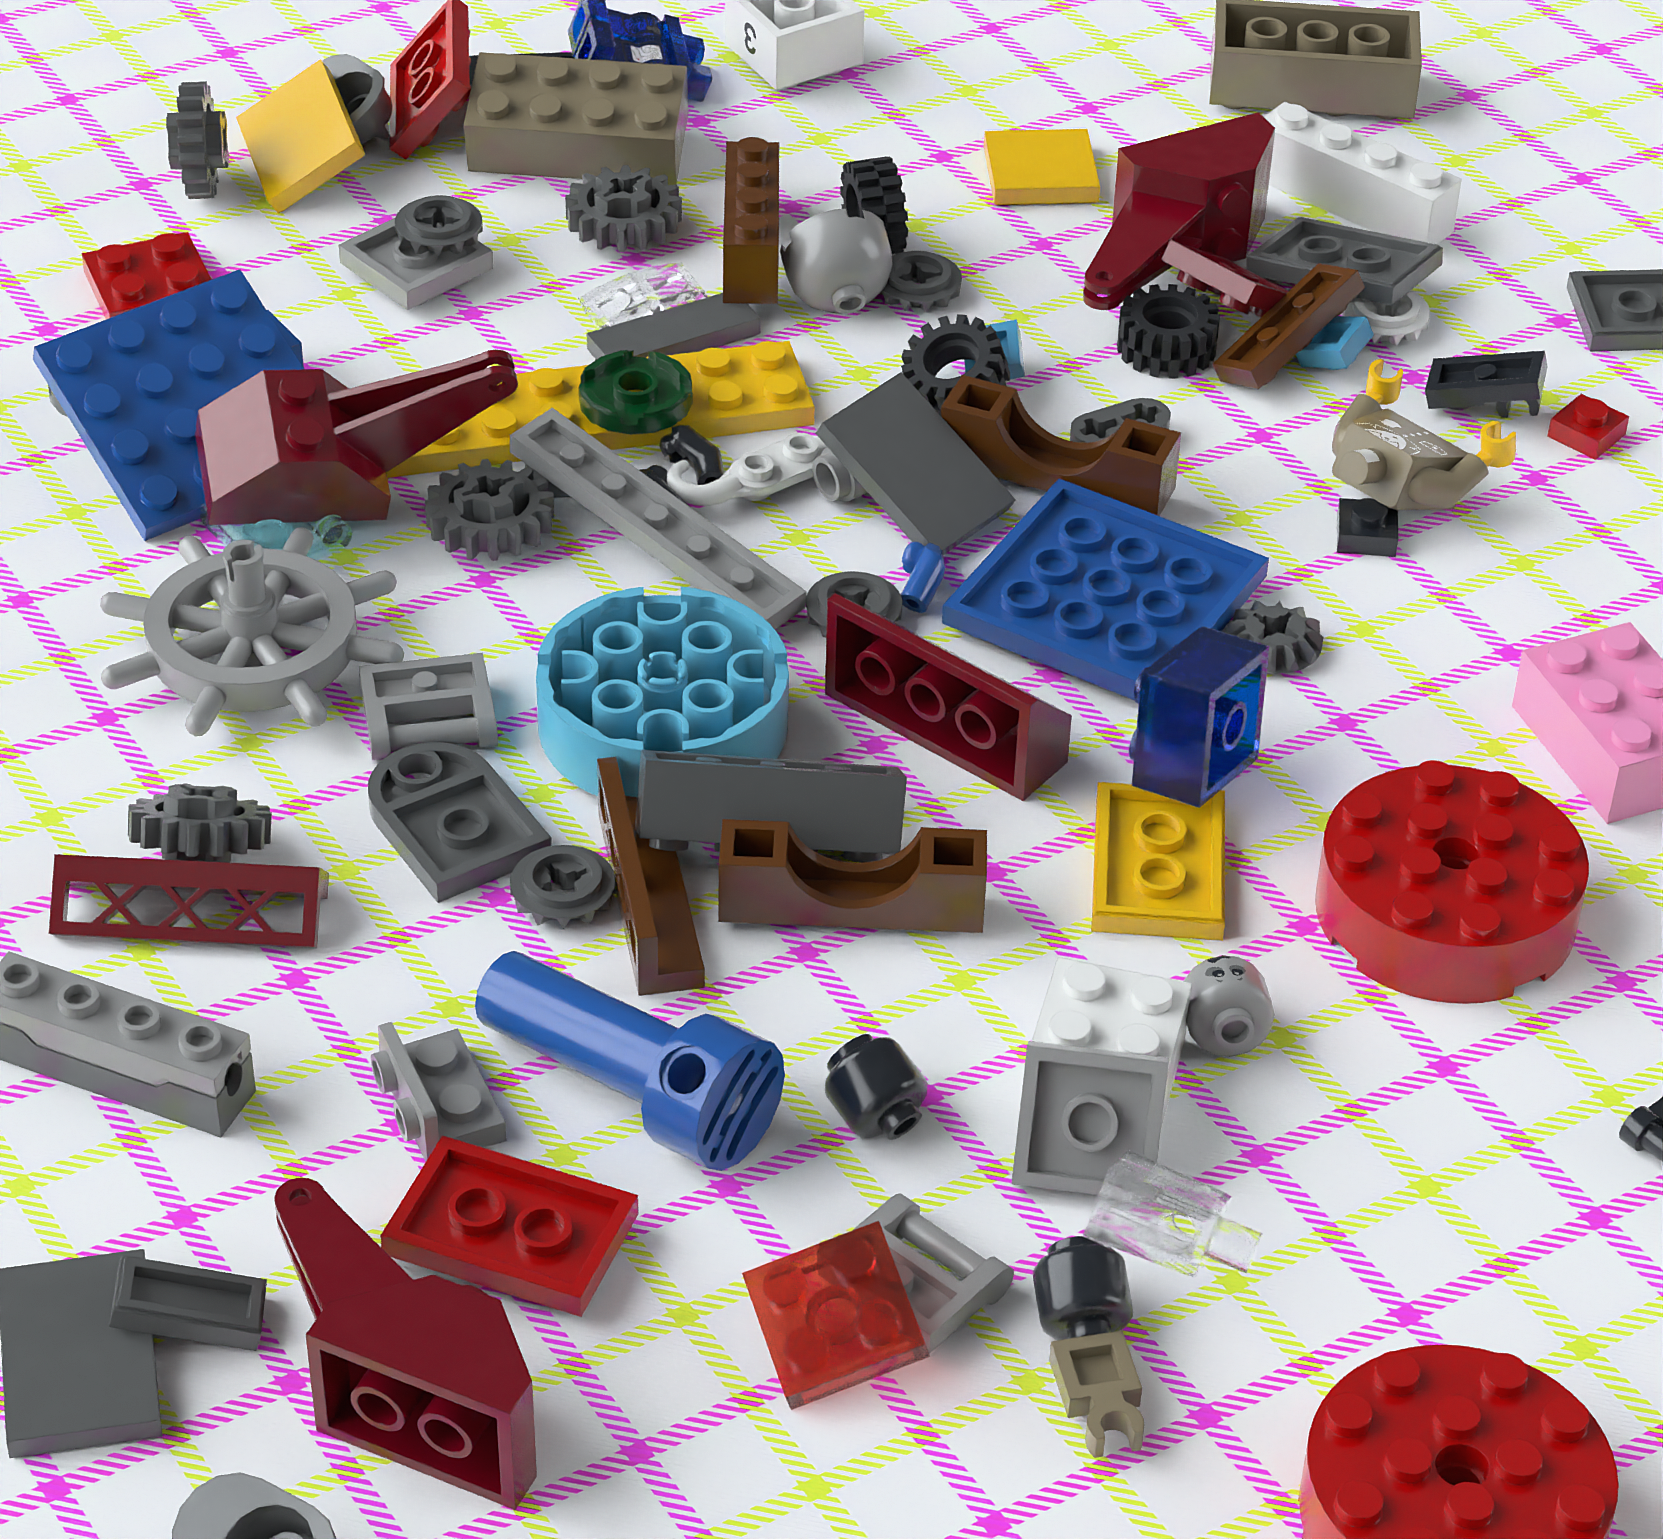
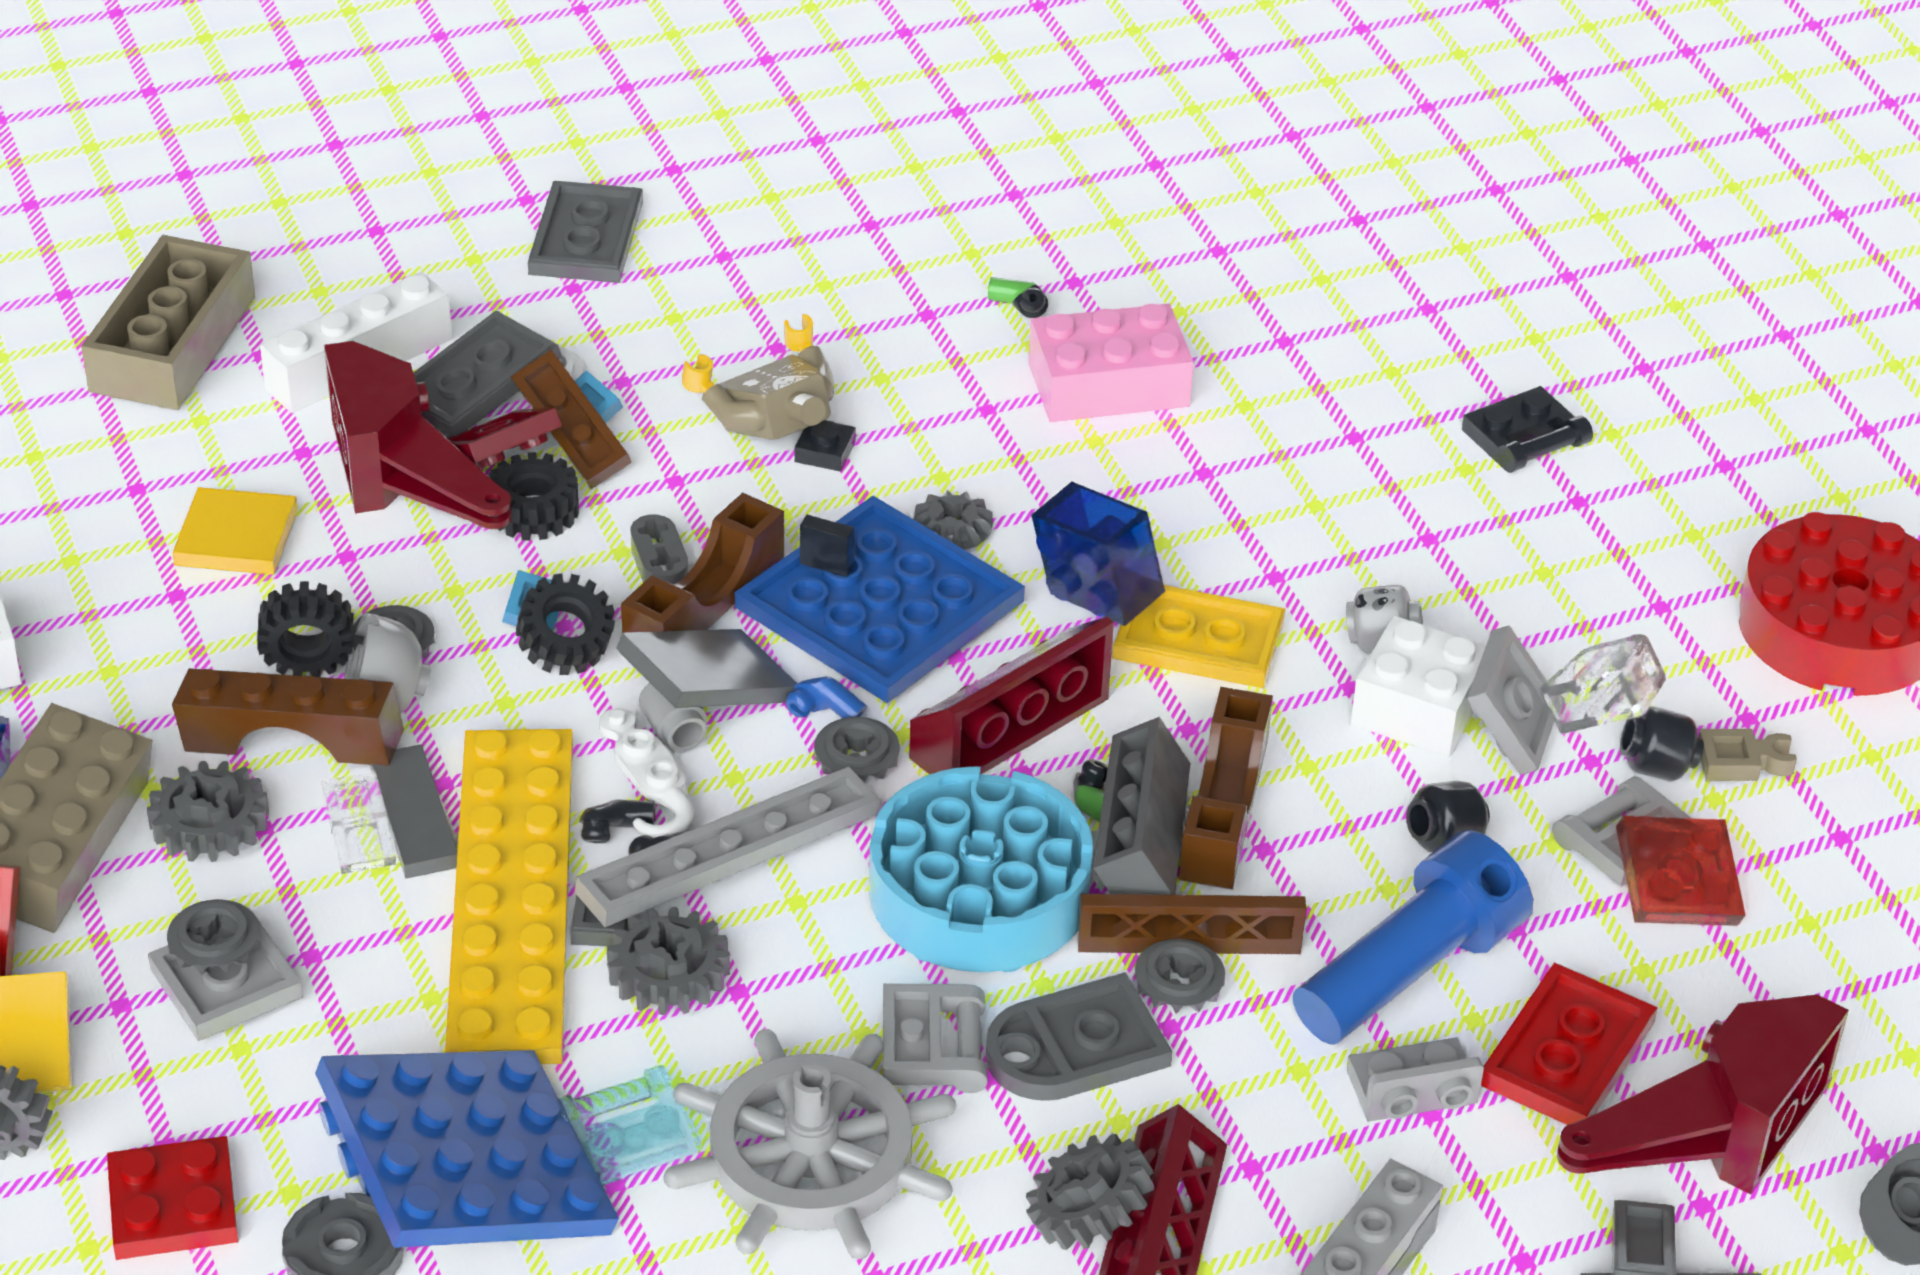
camera: 80 degrees left, 0 degrees up
(314, 449) = (594, 1061): dark red slope -> none
(660, 404) = (537, 854): dark green tile -> none
(1135, 514) = (827, 545): none -> black tile
(1451, 882) = (1270, 481): red brick -> none
(1487, 379) = (674, 332): black plate -> none
(1588, 426) = (729, 302): red plate -> none

